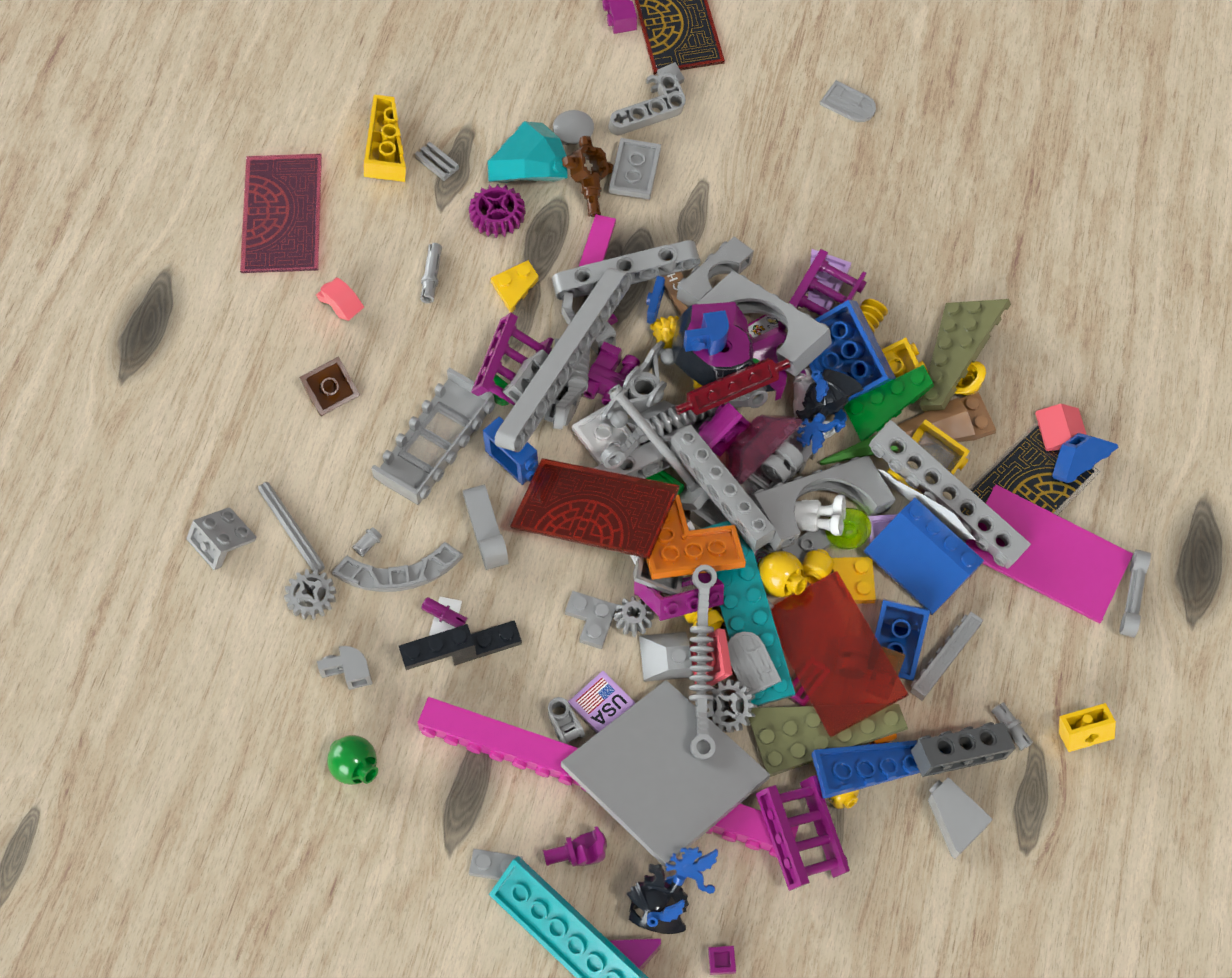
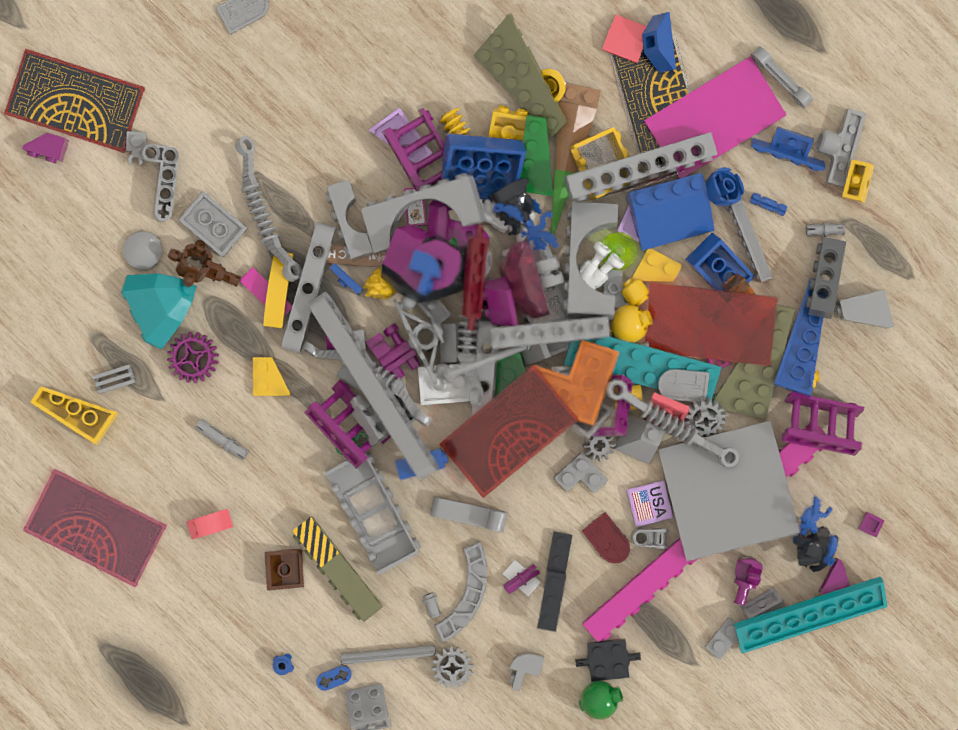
camera: 60 degrees left, 25 degrees up
(228, 434) = (285, 659): none -> blue brick
(236, 492) = (336, 681): none -> blue beam
(356, 434) = (337, 568): none -> olive brick
(403, 751) = (608, 659): none -> black plate
(537, 682) = (607, 539): none -> dark red window
(566, 888) = (763, 604): none -> light grey plate
(606, 245) = (276, 295): none -> yellow slope
(675, 196) = (250, 185): none -> light grey piece
(677, 387) = (435, 310): none -> light grey plate
(984, 592) = (724, 187): none -> blue cylinder
(997, 653) = (768, 204): none -> blue axle
(1073, 639) = (790, 146): none -> blue bracket
(1110, 689) = (841, 146): none -> light grey plate

